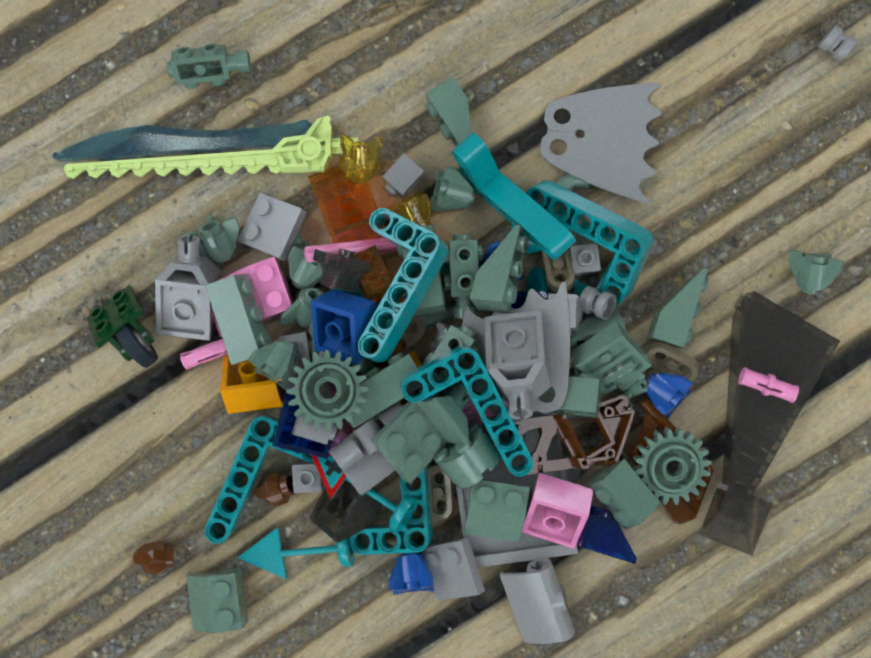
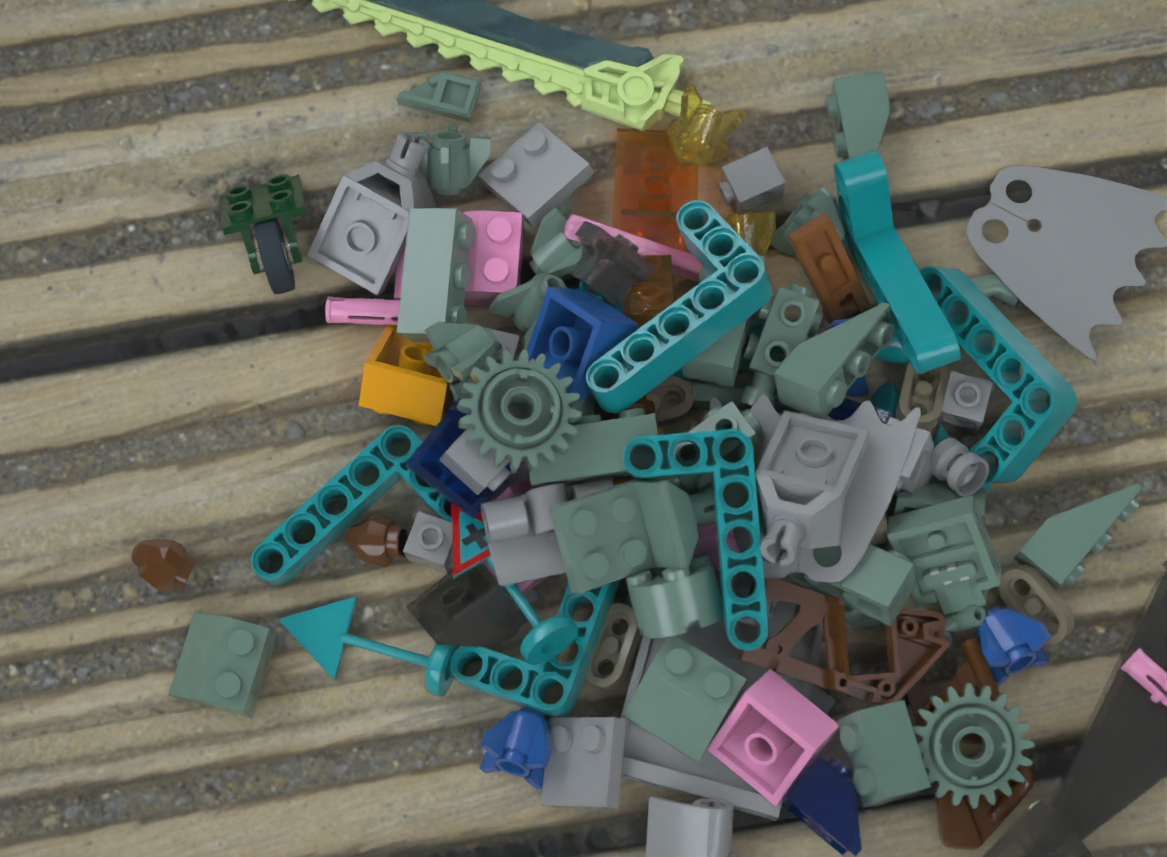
camera: 30 degrees right, 10 degrees down
(195, 198) = (444, 95): none -> sand green tile
(472, 214) = (829, 269): none -> dark orange plate

